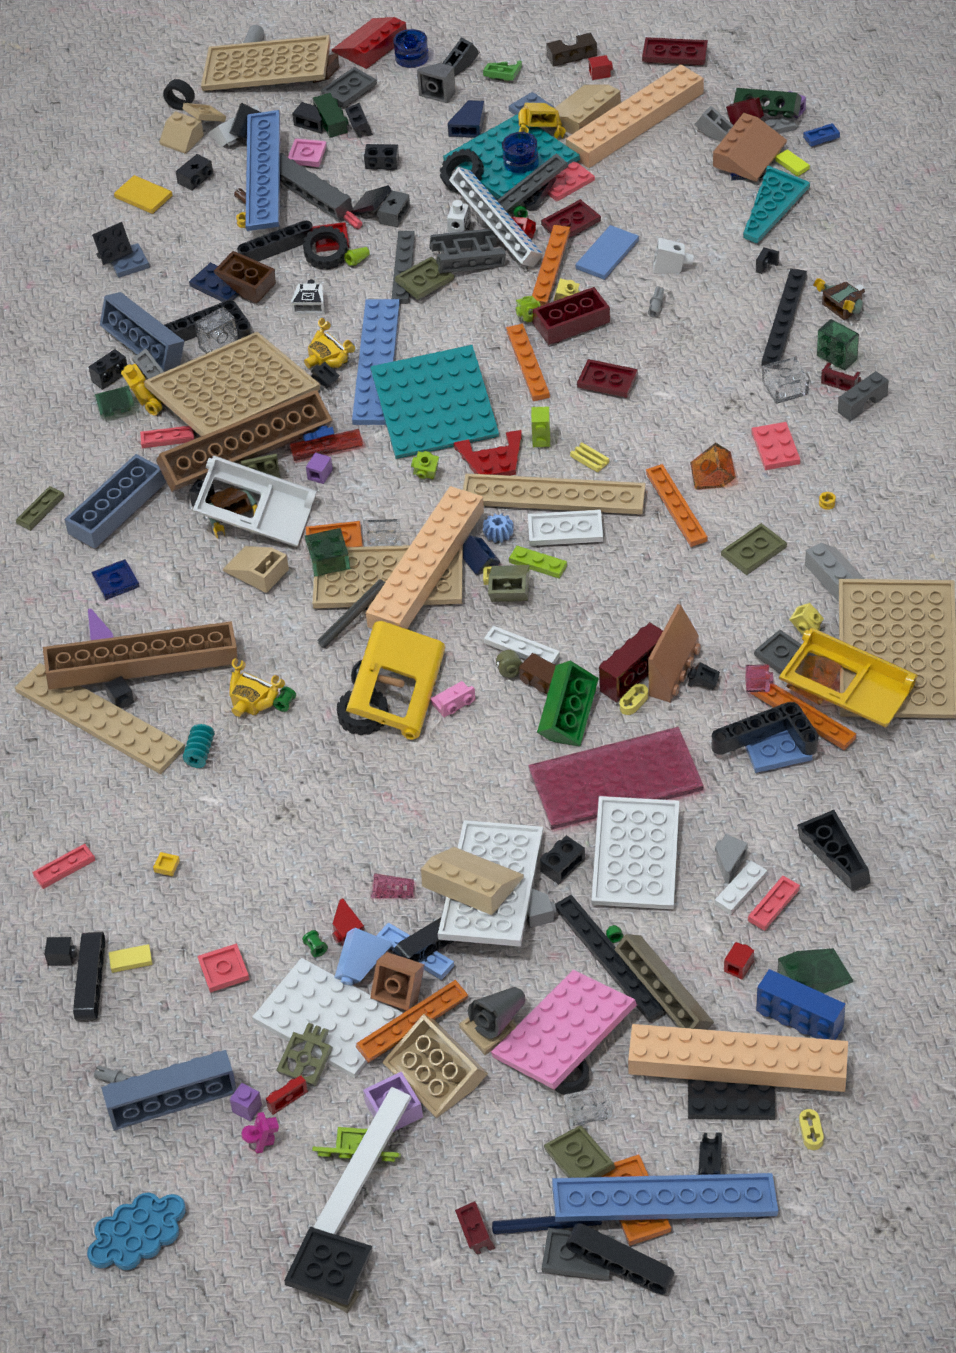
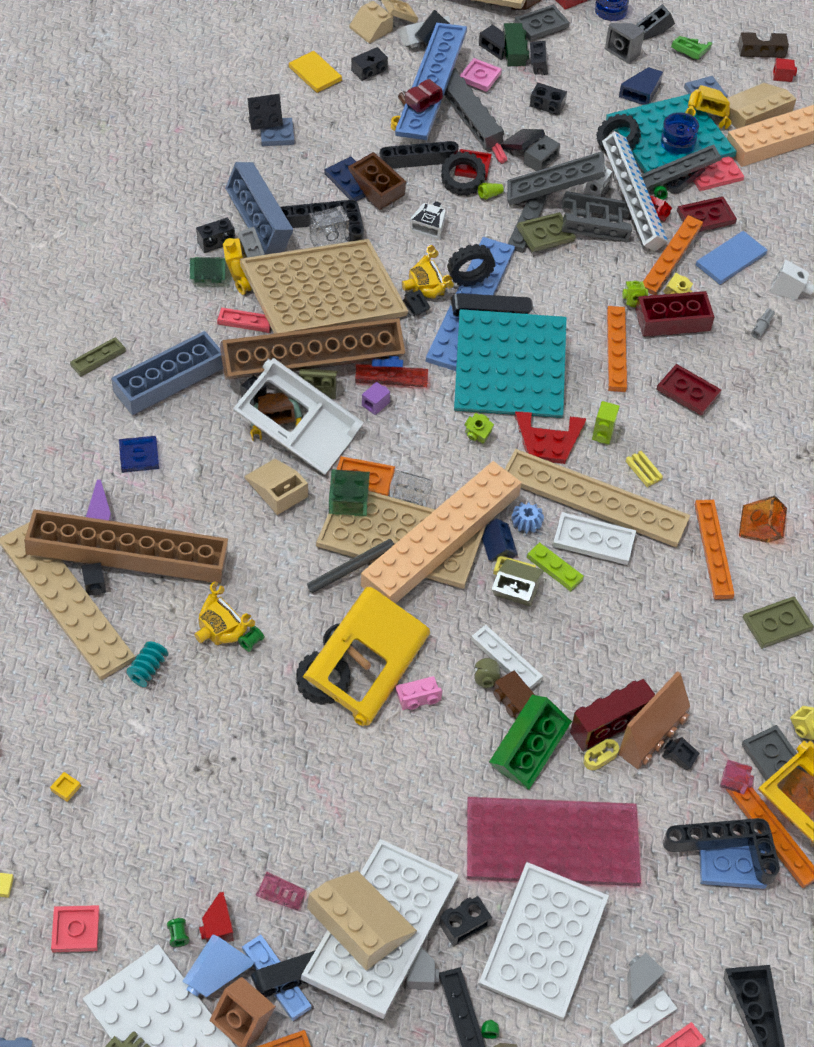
camera: 10 degrees right, 5 degrees up
(262, 185) = (423, 95): none -> dark red brick
(358, 316) = (466, 254): none -> black tyre
(395, 353) = (490, 303): none -> black beam
(417, 226) = (556, 178): none -> dark grey plate

